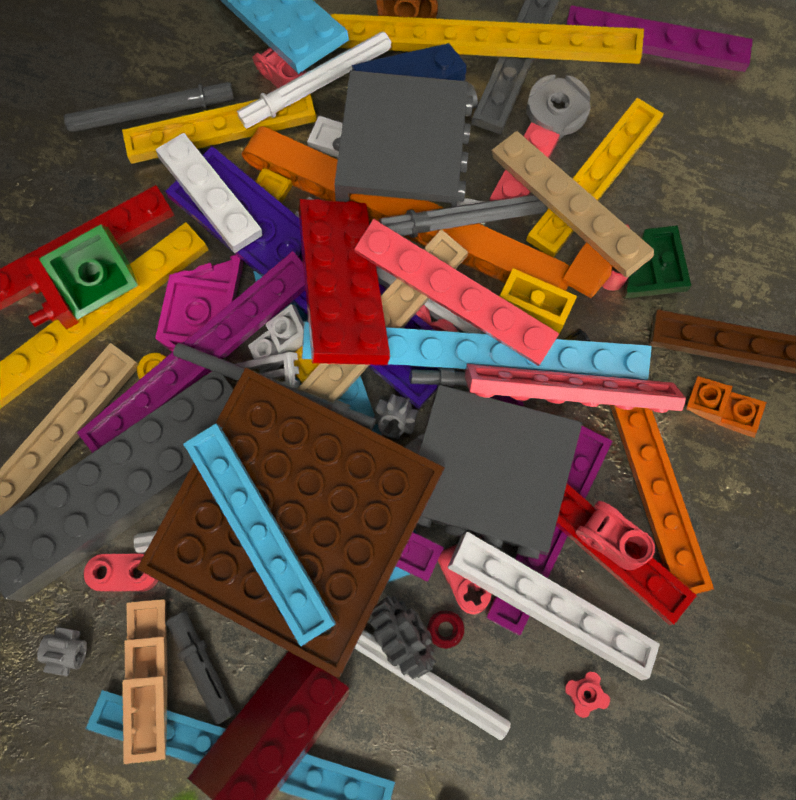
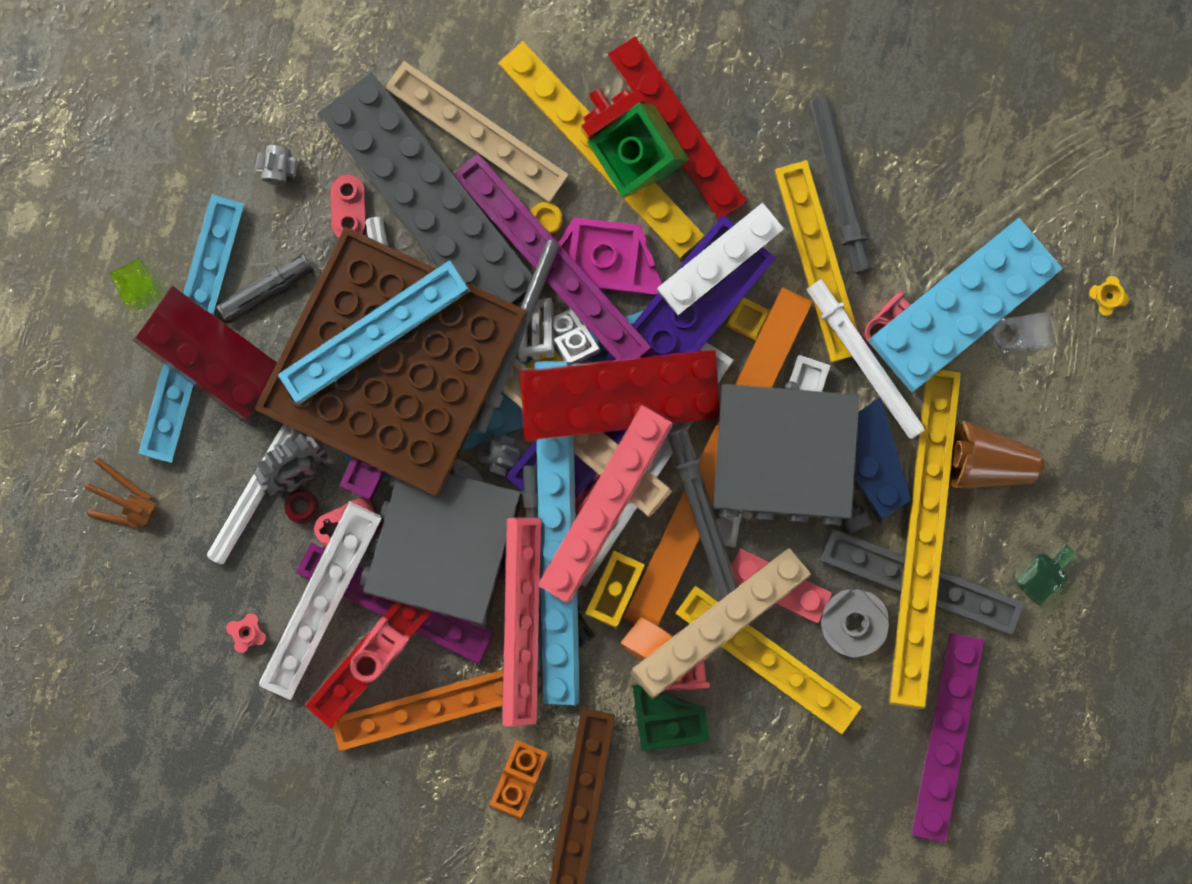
camera: 90 degrees right, 10 degrees up
(145, 682) = (253, 241): light nougat slope -> none

